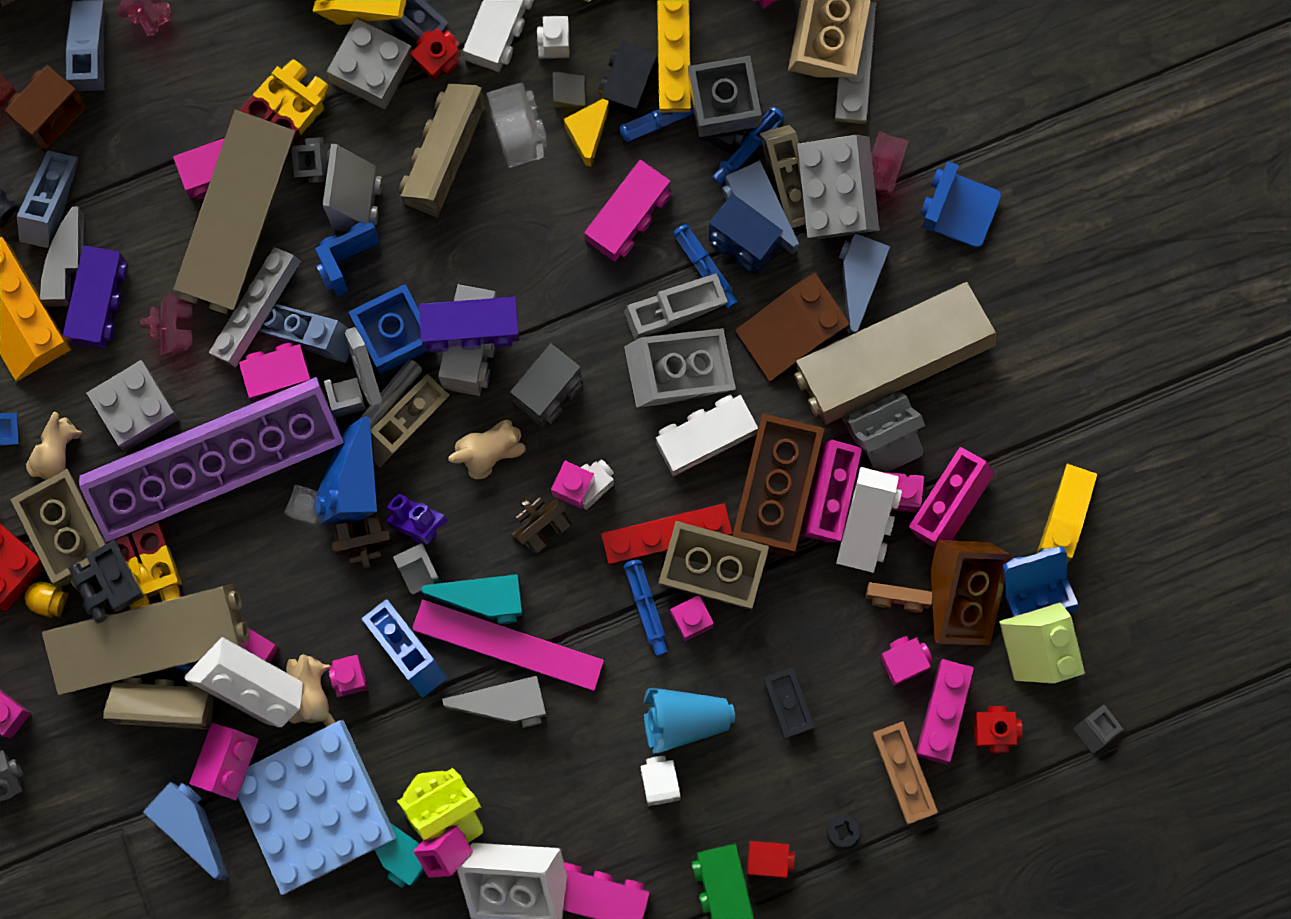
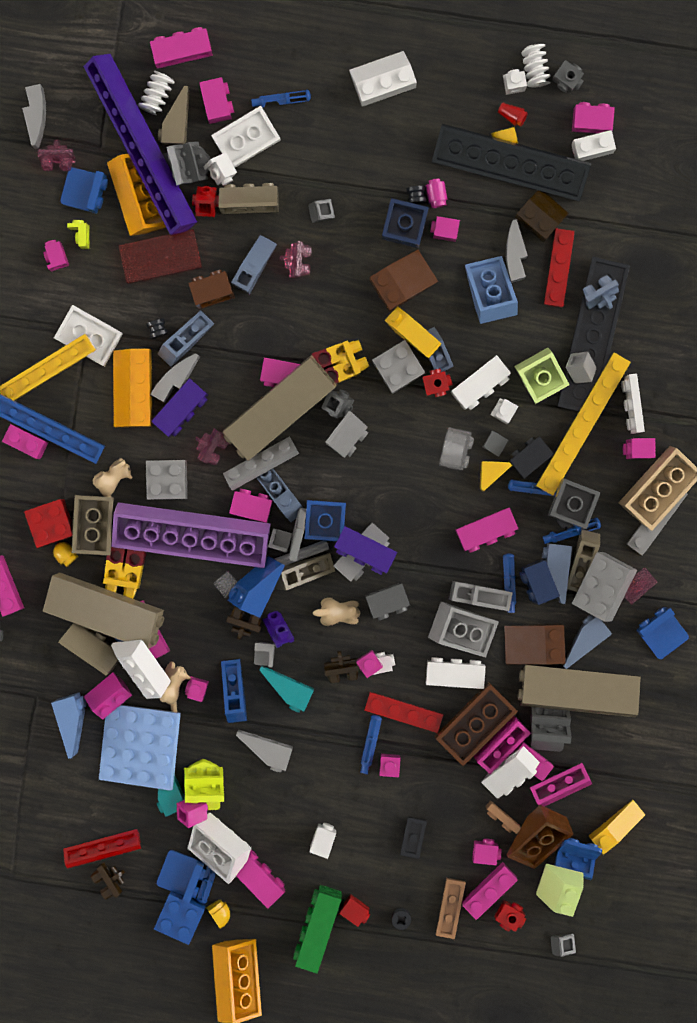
camera: 30 degrees right, 10 degrees up
(114, 576) = (104, 573): black plate -> none
(336, 249) = (310, 470): blue bracket -> none
(443, 148) = (409, 437): dark tan slope -> none
(508, 645) = (288, 720): dark pink tile -> none
(684, 718) = (354, 814): dark azure cone -> none
(713, 565) = (416, 747): dark tan slope -> none

